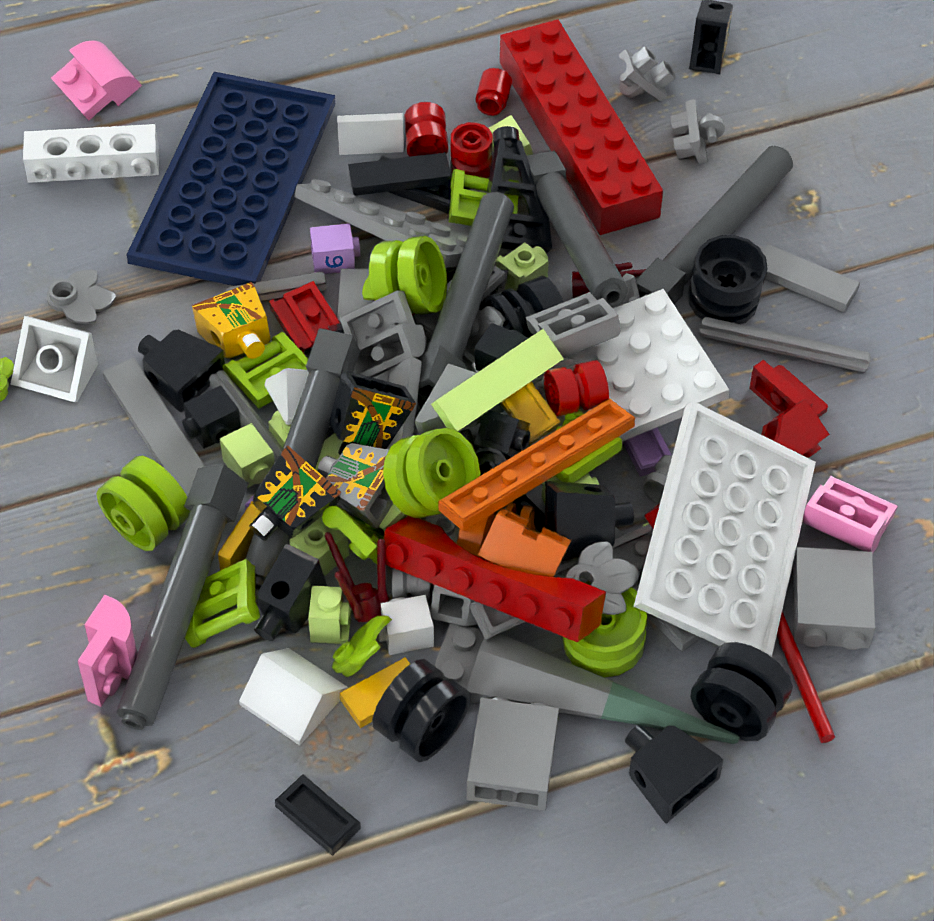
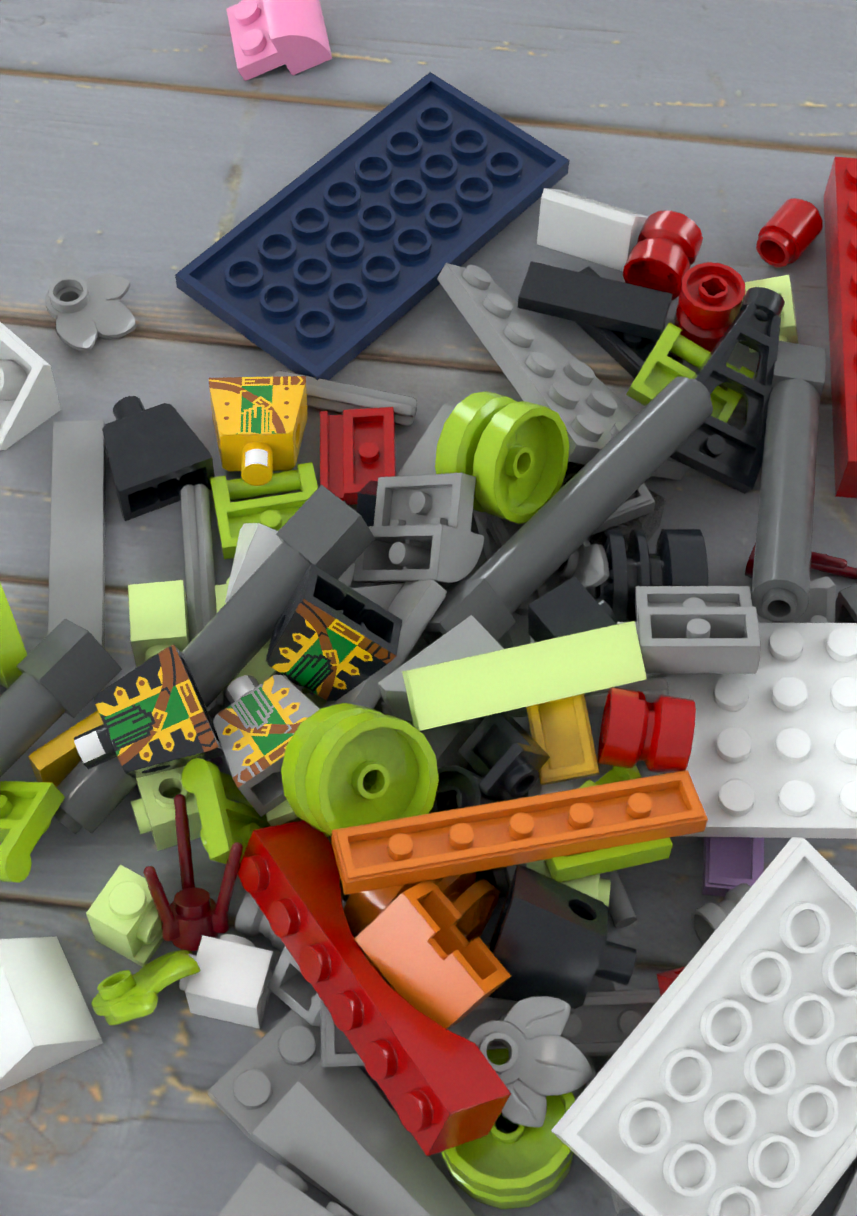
camera: 25 degrees right, 5 degrees up
(91, 153) = (215, 123): white brick -> none
(211, 417) = (148, 546): black brick -> none
(287, 592) = (84, 856): black torso -> none
(333, 248) = (447, 370): lavender brick -> none
(364, 696) = (143, 1071): yellow tile -> none
(421, 710) = (159, 1139): black wheel -> none
(524, 264) = (696, 501): yellowish green brick -> none

